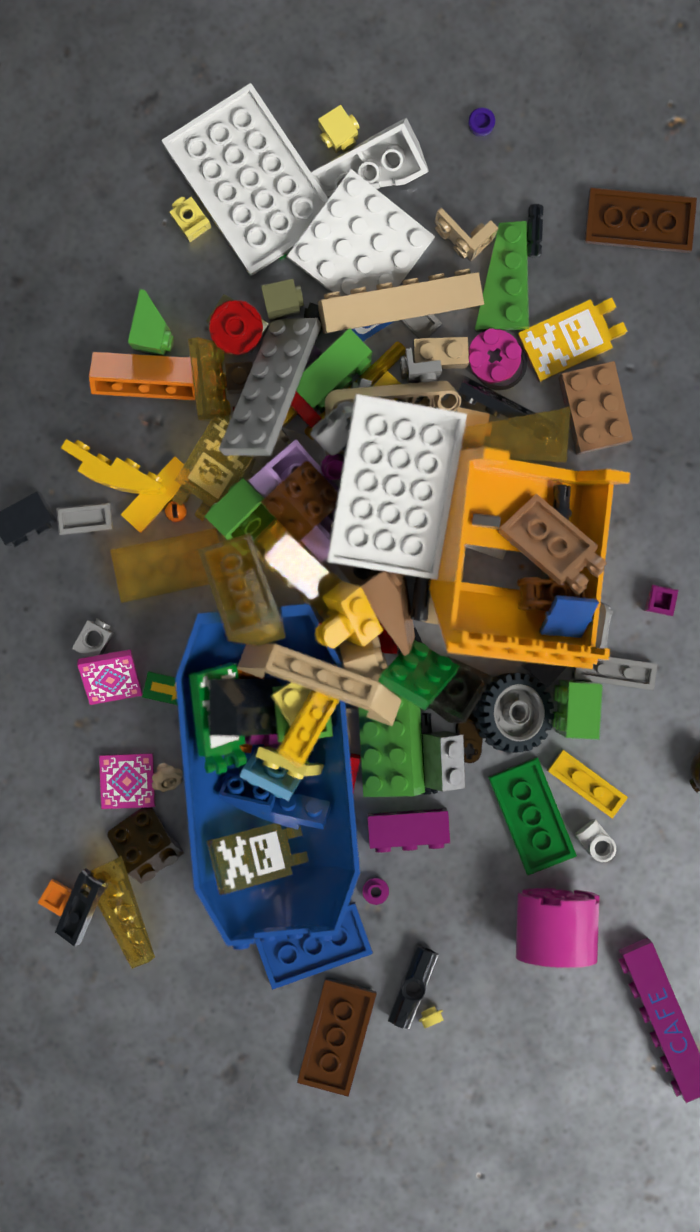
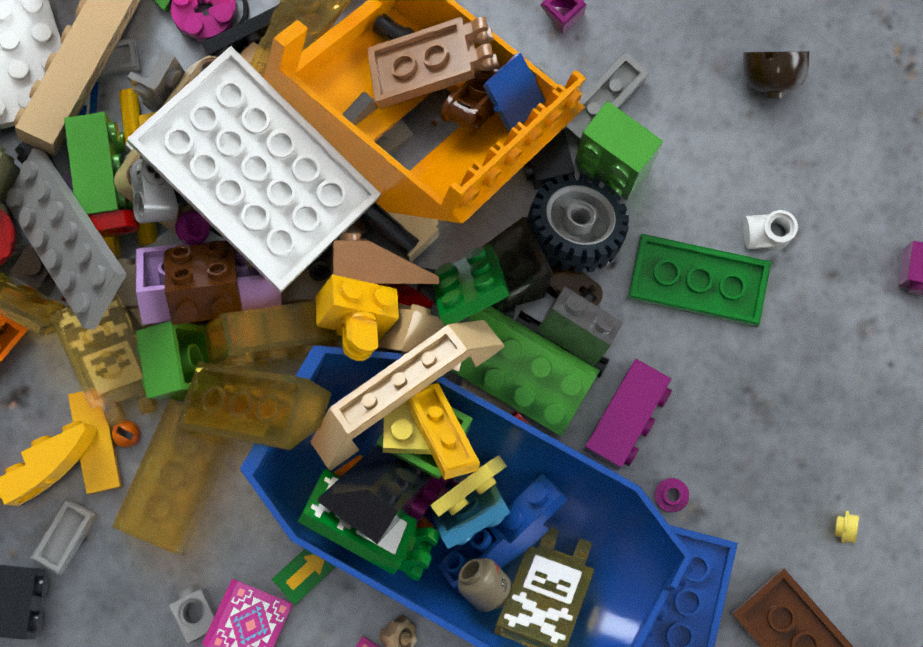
camera: 55 degrees left, 10 degrees down
(233, 813) = (484, 584): none -> dark tan head
(407, 1002) = (816, 542): black piece -> none
(450, 350) = (165, 37): tan brick -> none
(557, 927) = (836, 324): dark pink brick -> none
(587, 783) = (702, 201): yellow plate -> none

